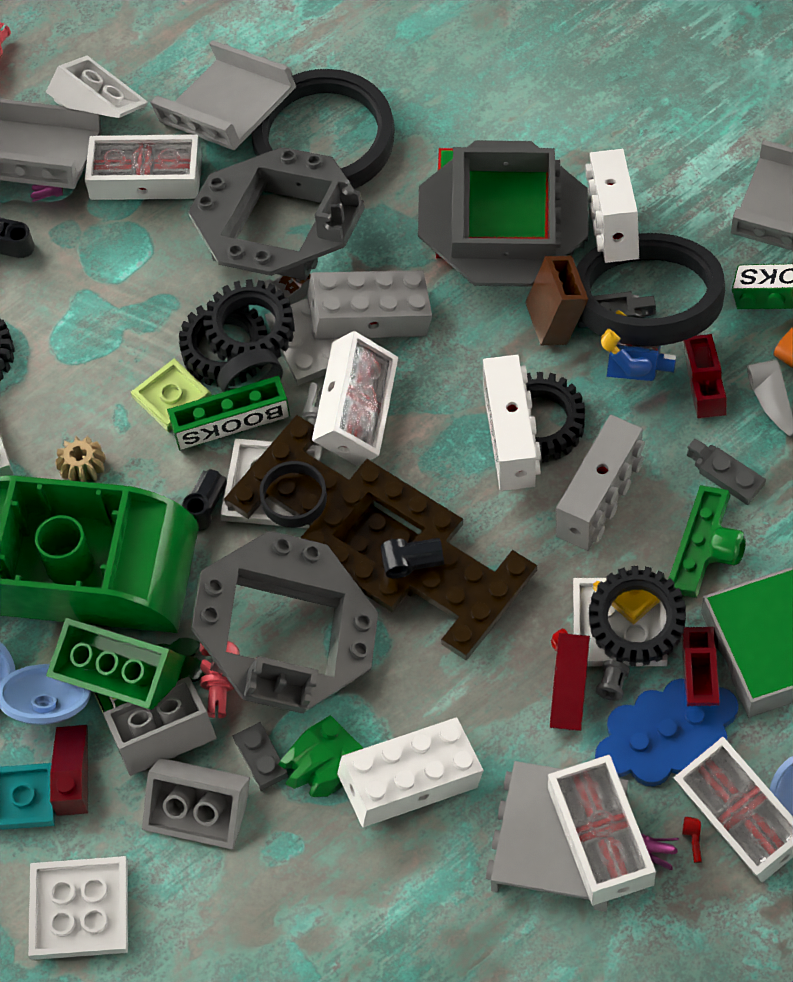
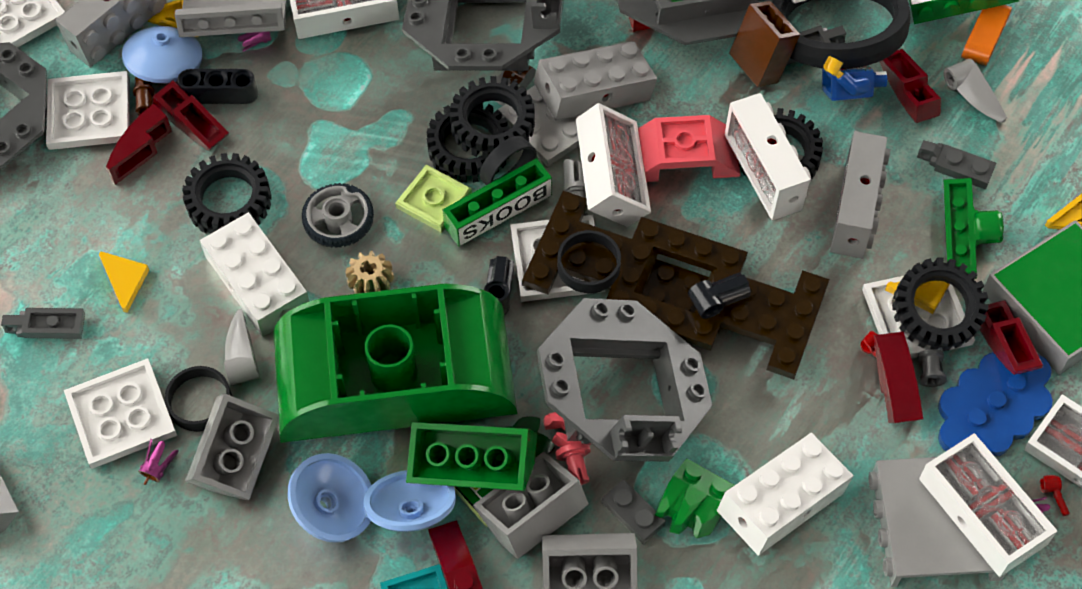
camera: 20 degrees left, 0 degrees up
(65, 383) = (337, 224): none -> light grey wheel
(439, 392) = (687, 144): none -> coral slope

